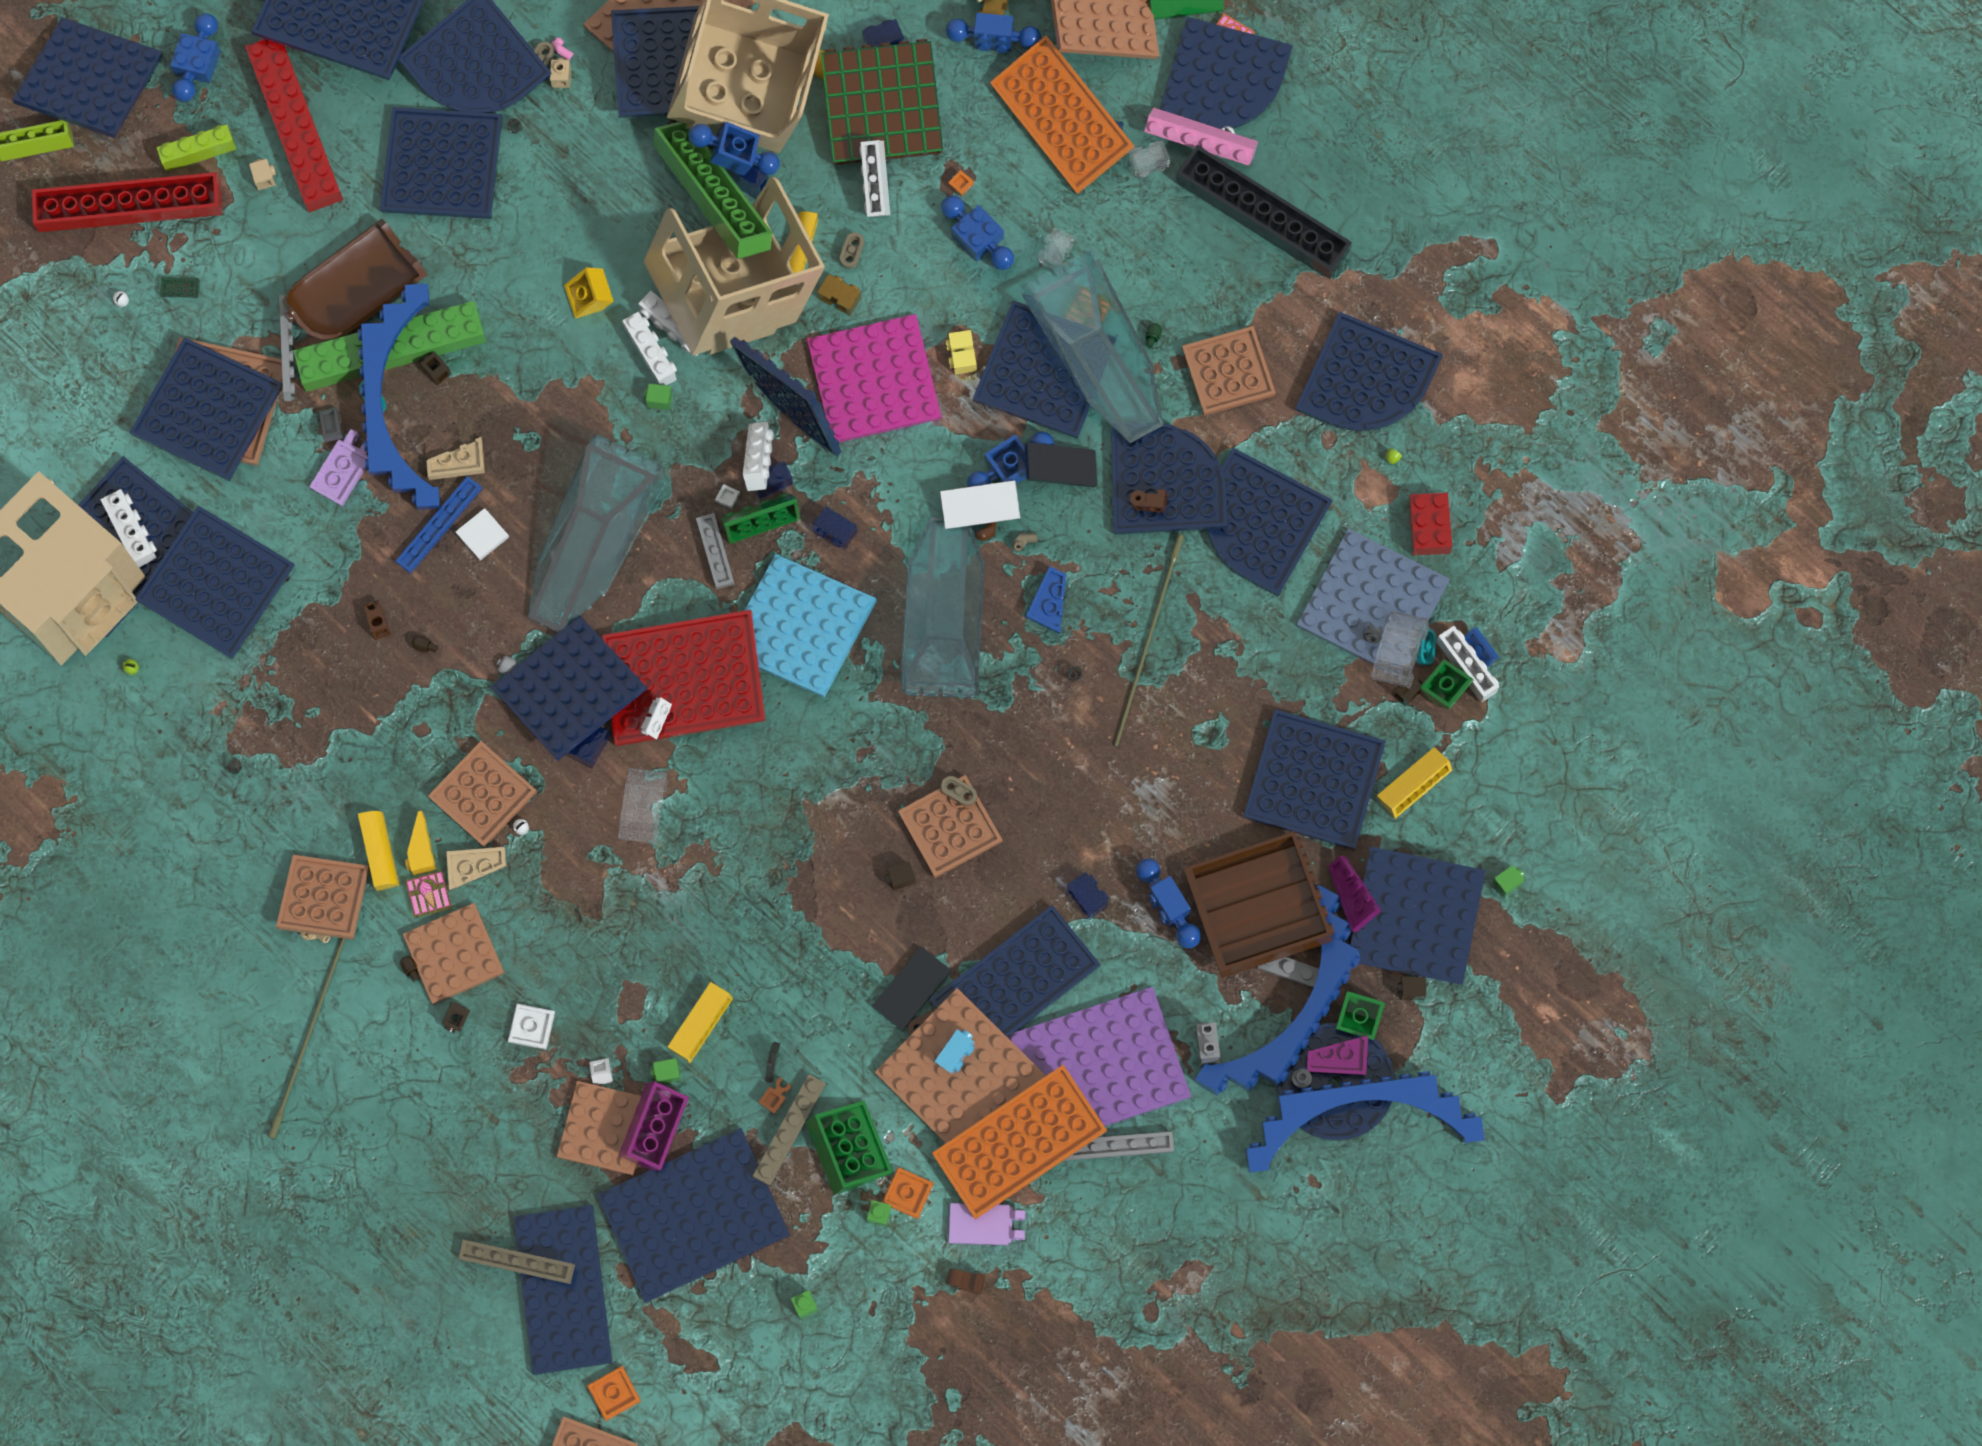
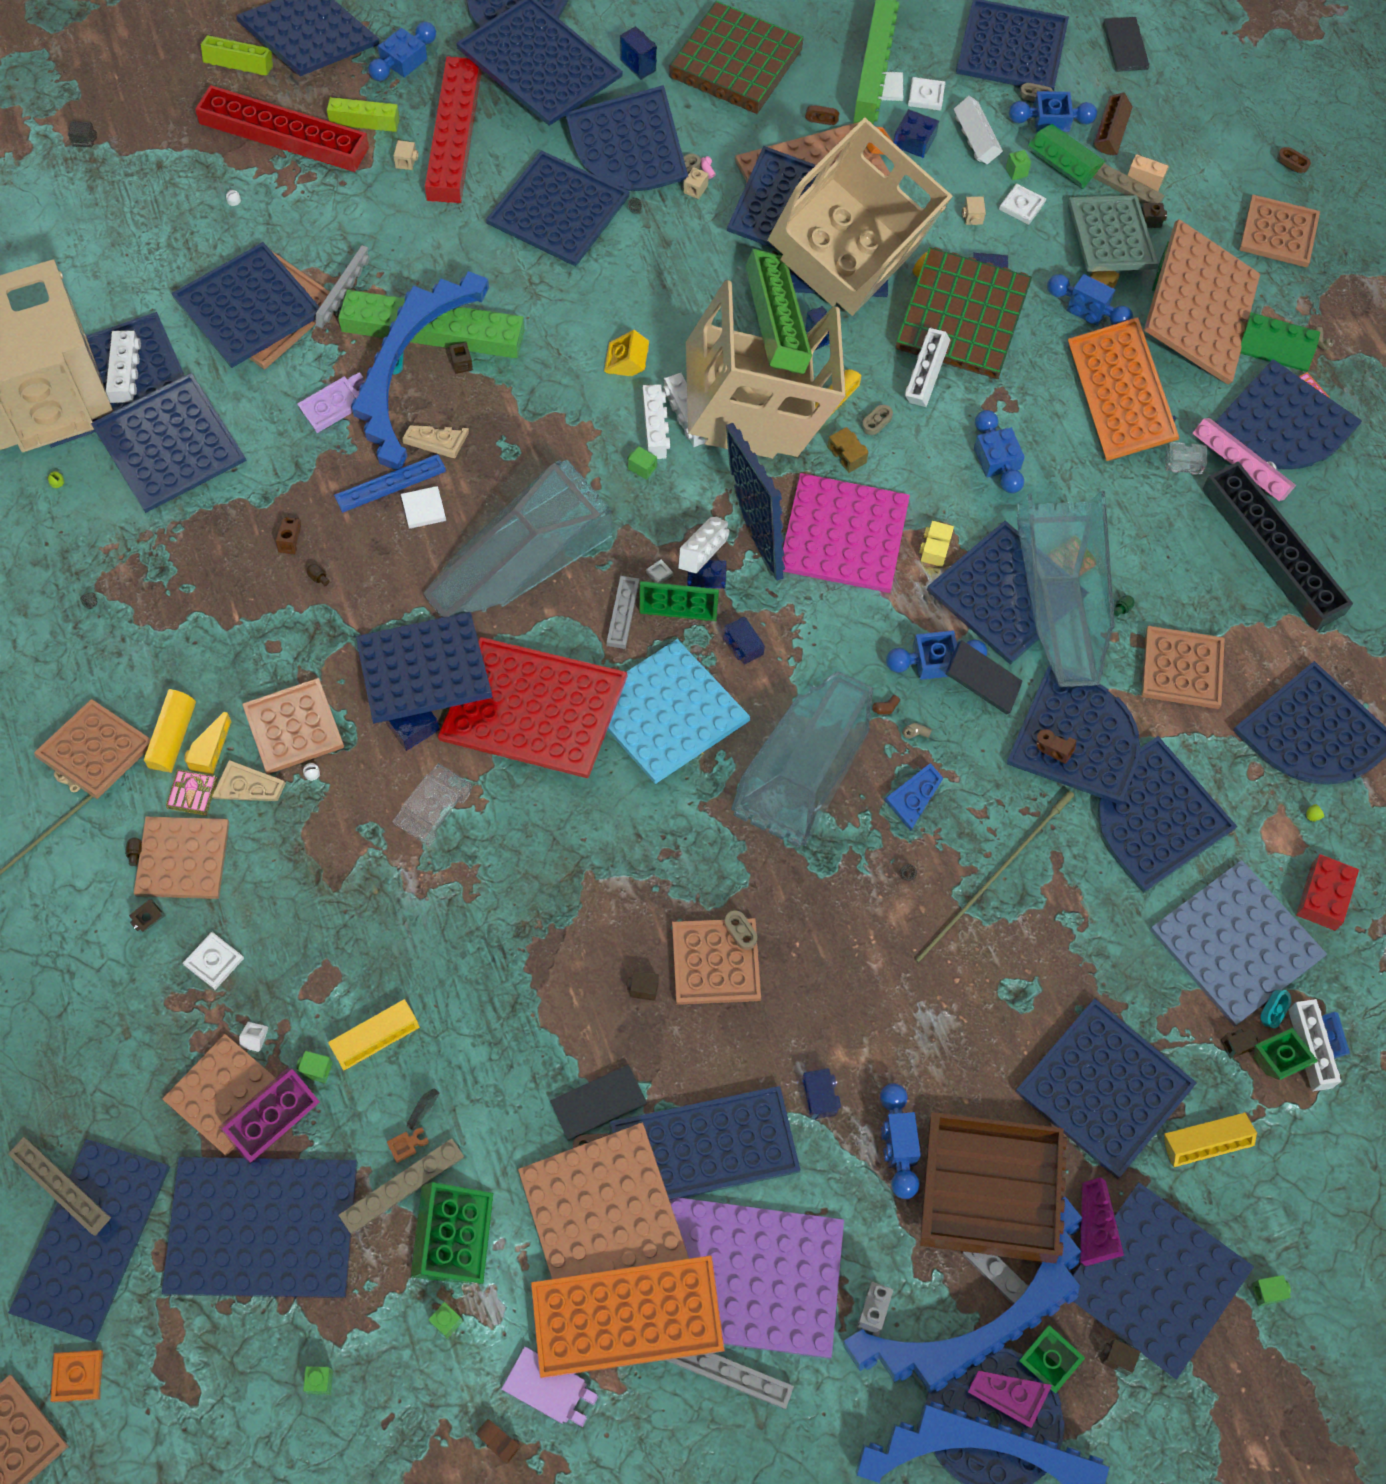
camera: 20 degrees right, 10 degrees down
(179, 287) = (286, 209): clear green tile -> none
(330, 424) = (344, 362): dark grey tile -> none
(352, 283) = (424, 259): reddish brown panel -> none
(505, 664) = (380, 624): light grey piece -> none
(659, 711) = (491, 727): white hinge -> none
(734, 148) = (812, 285): blue brick -> none
(908, 1193) = (487, 1313): orange tile -> none
(955, 1051) = (607, 1187): medium azure brick -> none
(961, 183) = (1003, 407): orange plate -> none
(980, 504) = (890, 678): white tile -> none
(1057, 245) = (1067, 491): clear brick -> none
(1301, 1078) = (959, 1397): dark grey plate -> none
(1373, 635) = (1226, 971): dark grey plate -> none
(1399, 649) = (1249, 997): clear plate -> none

